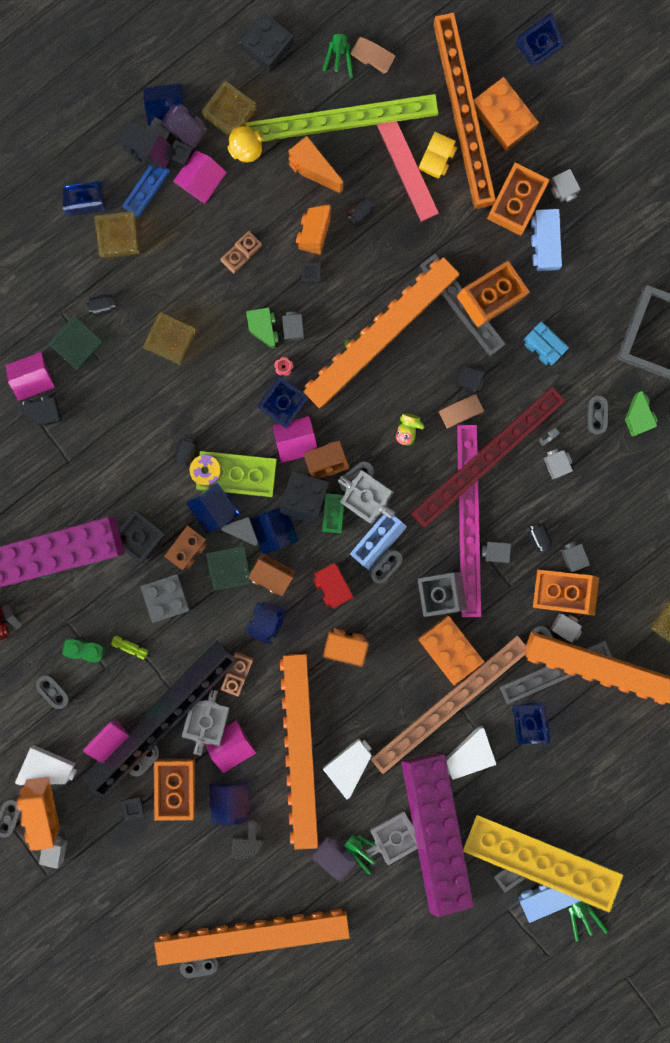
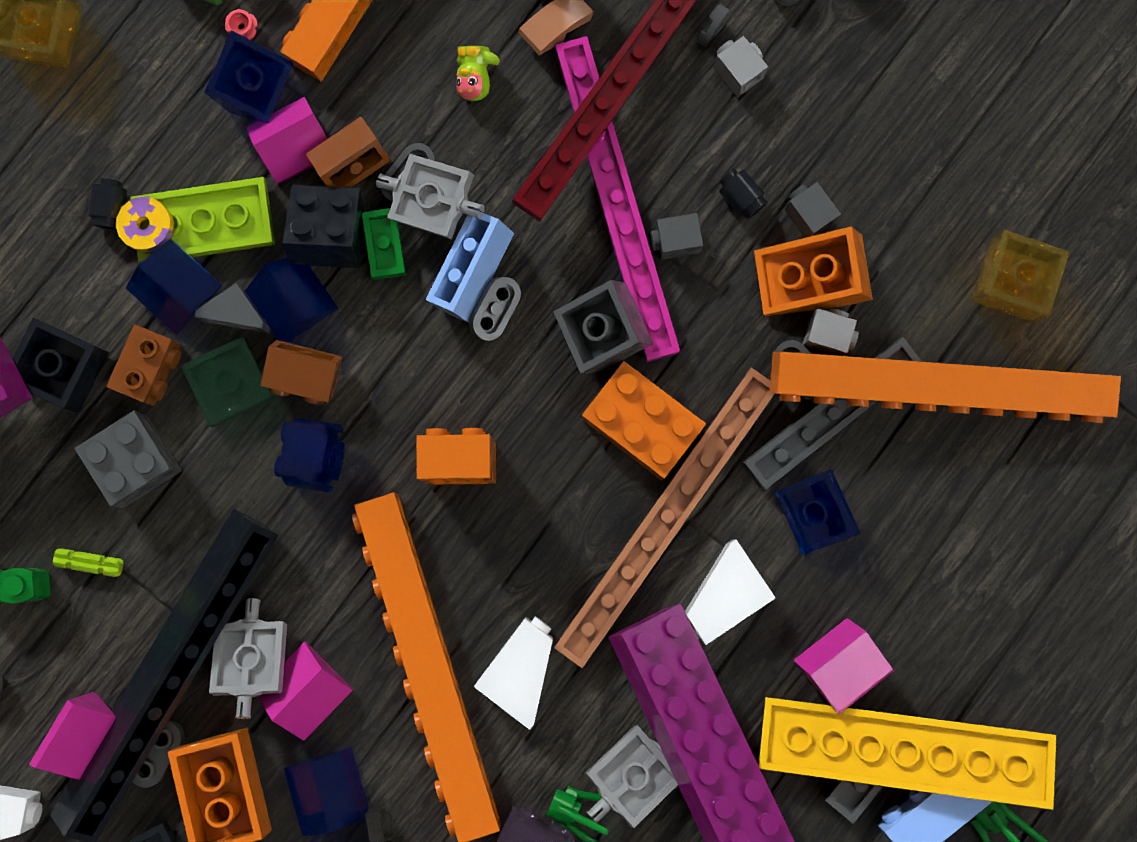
camera: 10 degrees left, 5 degrees down
(237, 674) = (286, 561): nougat slope -> none
(333, 585) = (406, 354): red brick -> none
(523, 809) = (844, 665): none -> slope

